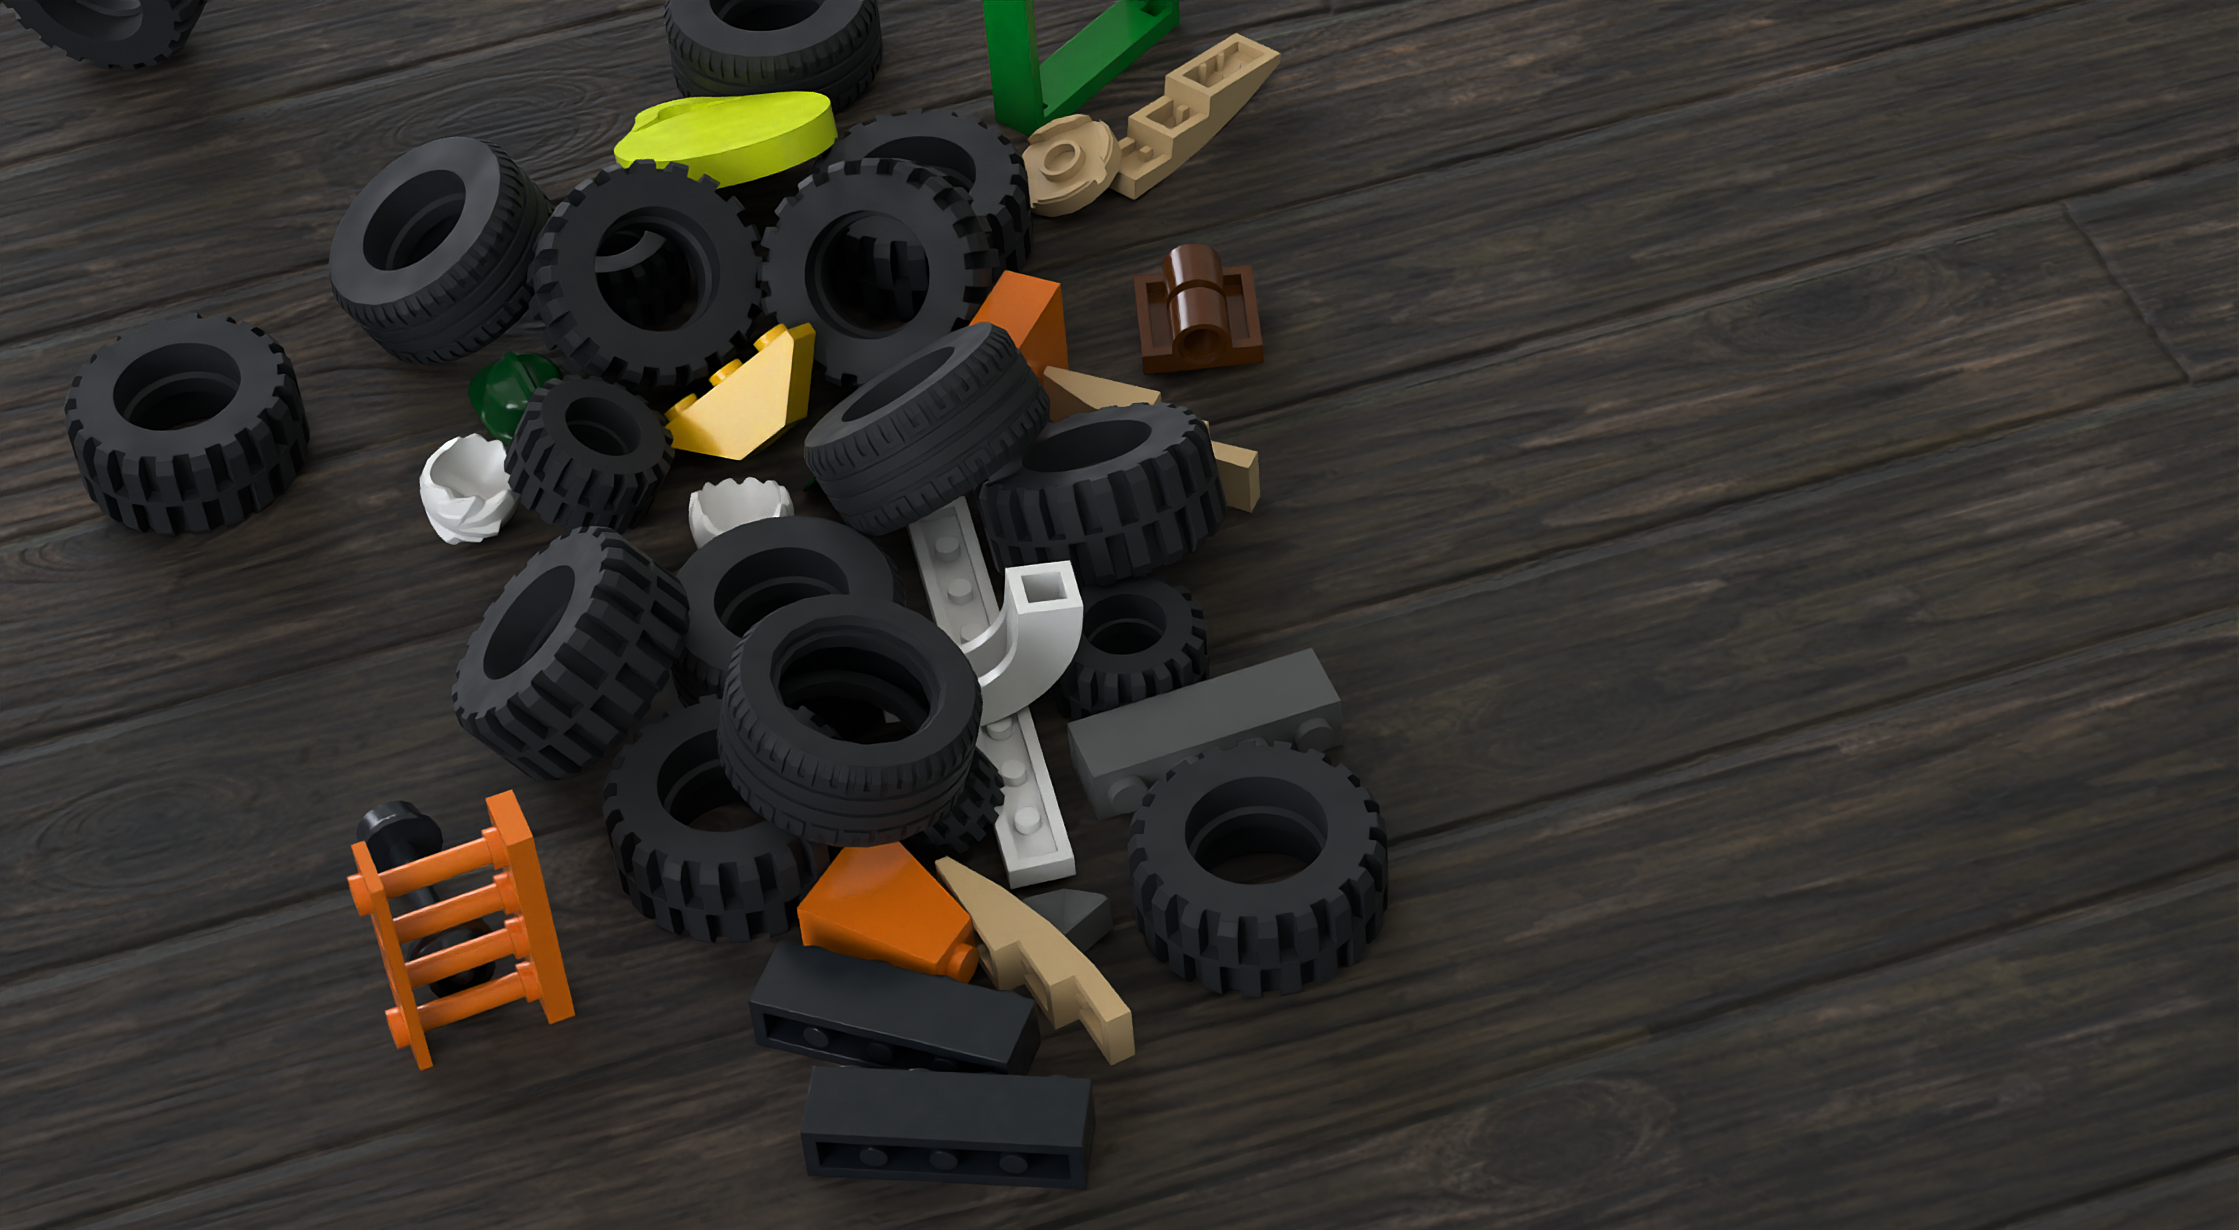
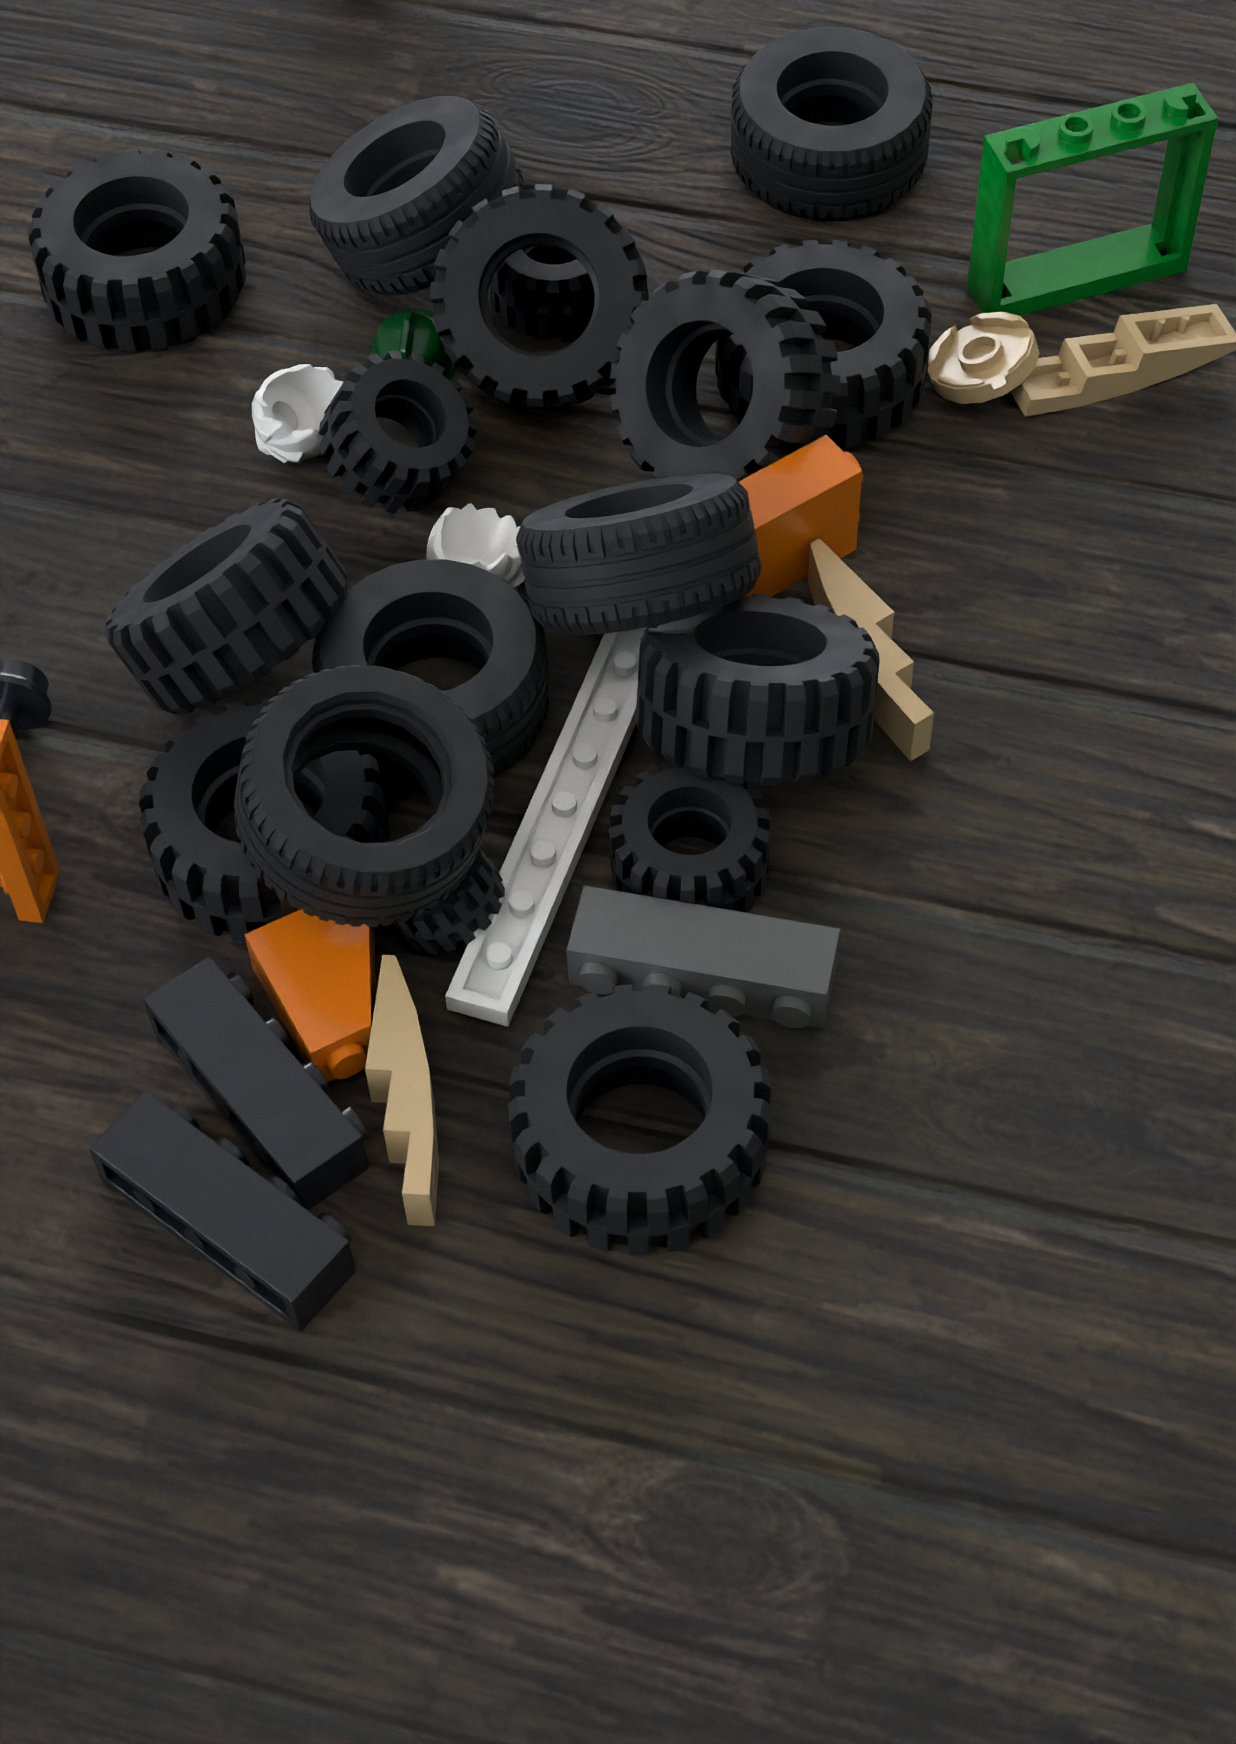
camera: 30 degrees right, 10 degrees up
(732, 135) = (703, 202): neon yellow piece -> none
(750, 400) = (560, 447): yellow slope -> none
(1028, 640) = (568, 802): white arch -> none
(1077, 914) = (463, 1067): dark grey slope -> none
(1197, 313) = (992, 552): reddish brown plate -> none

